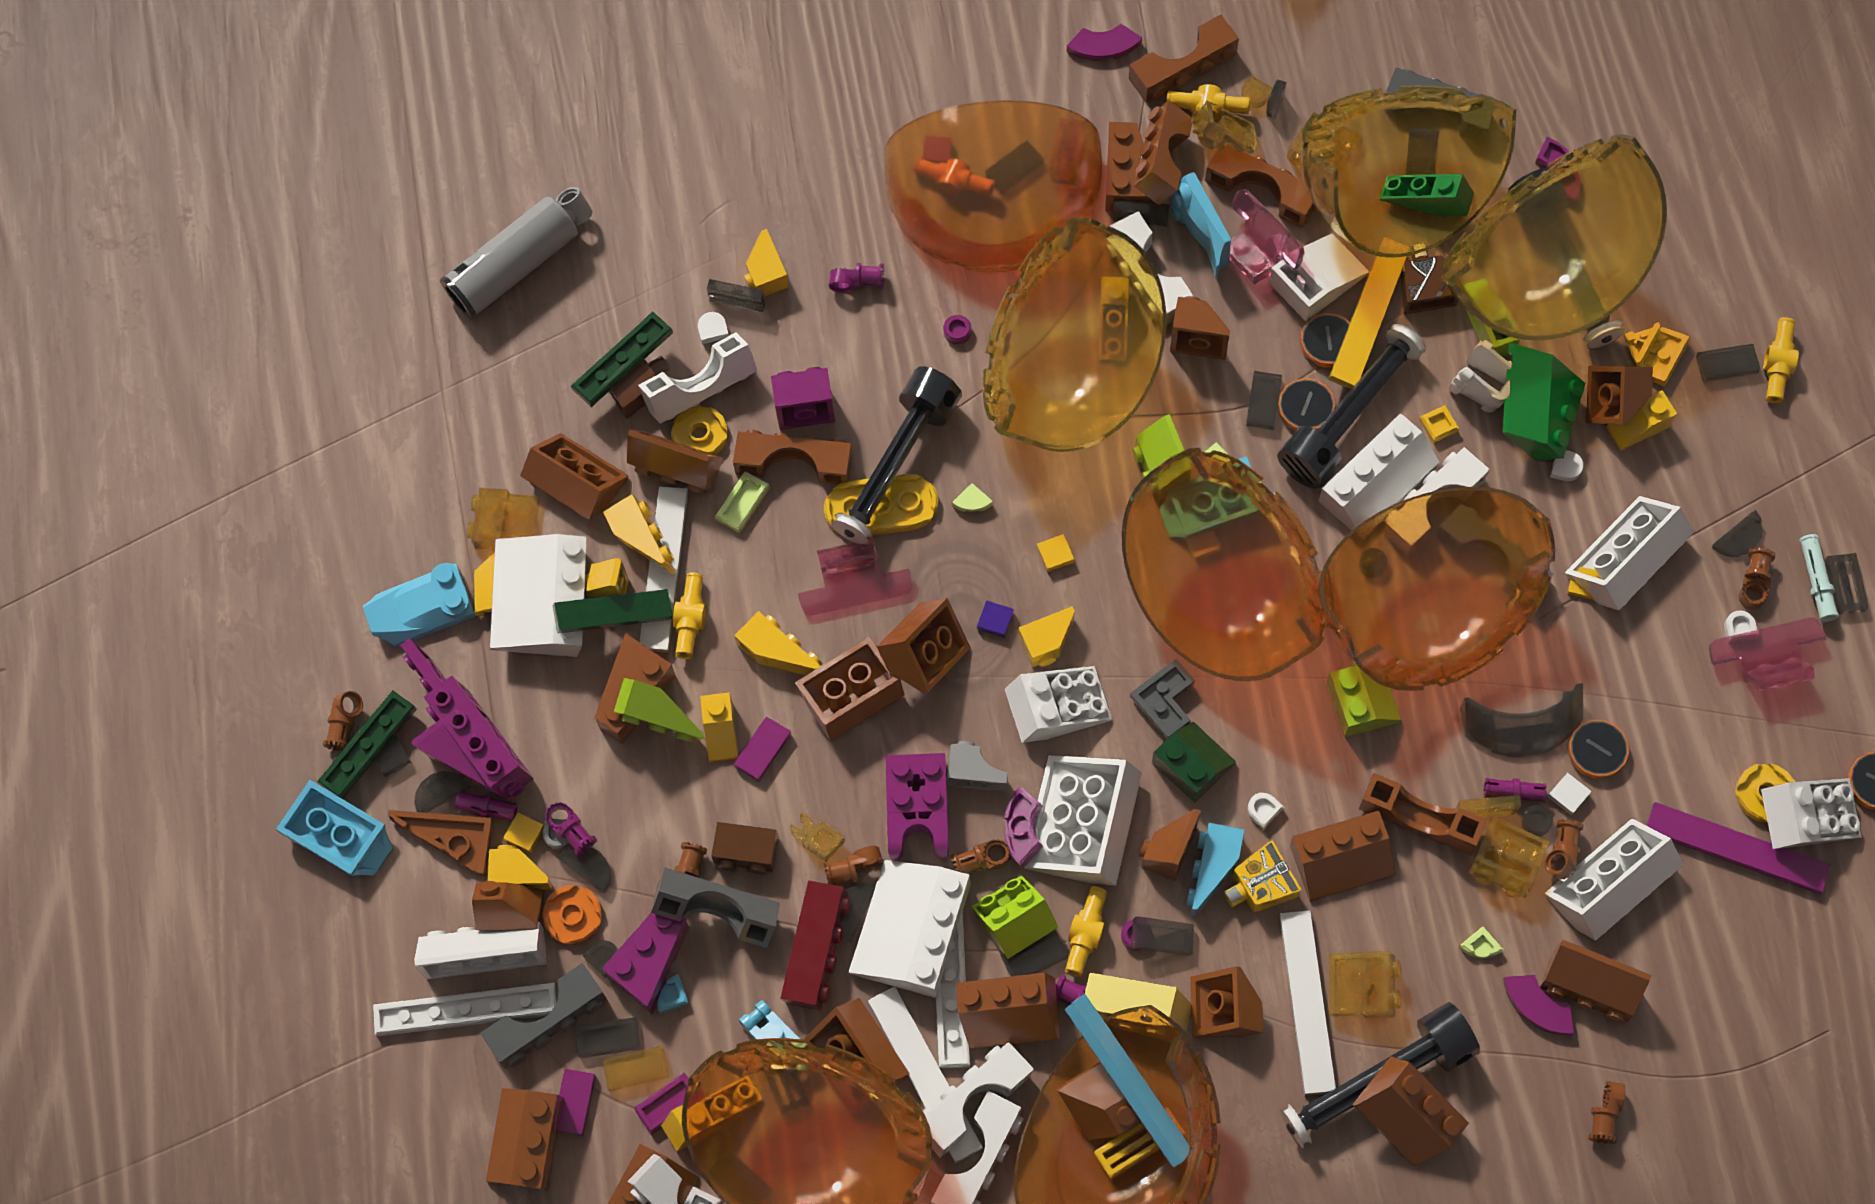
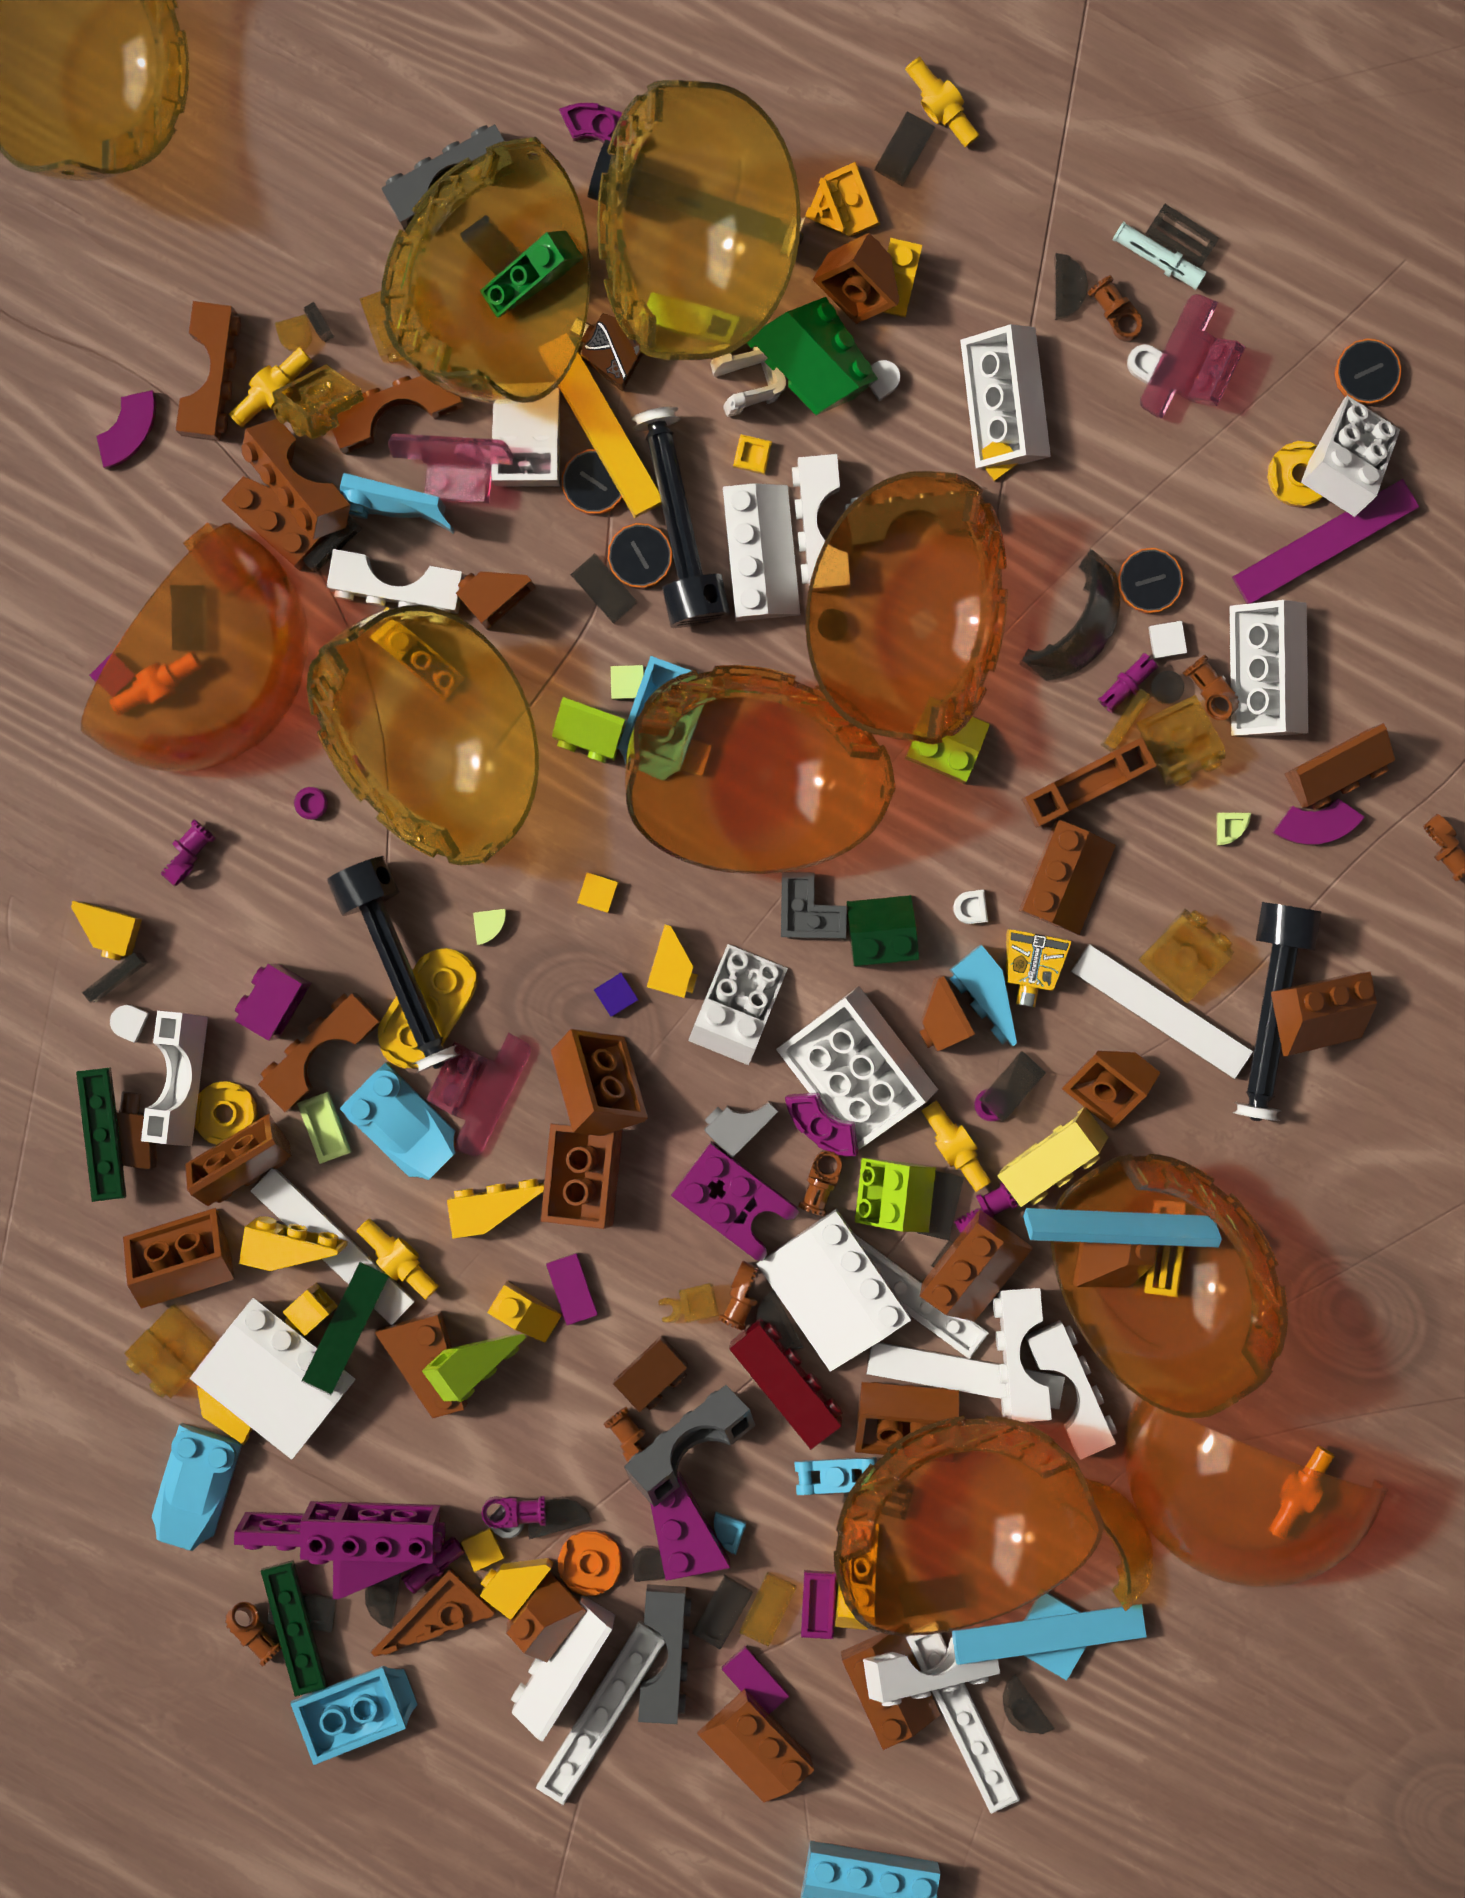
camera: 55 degrees left, 20 degrees up
(787, 545) = (401, 1123): none -> medium azure slope

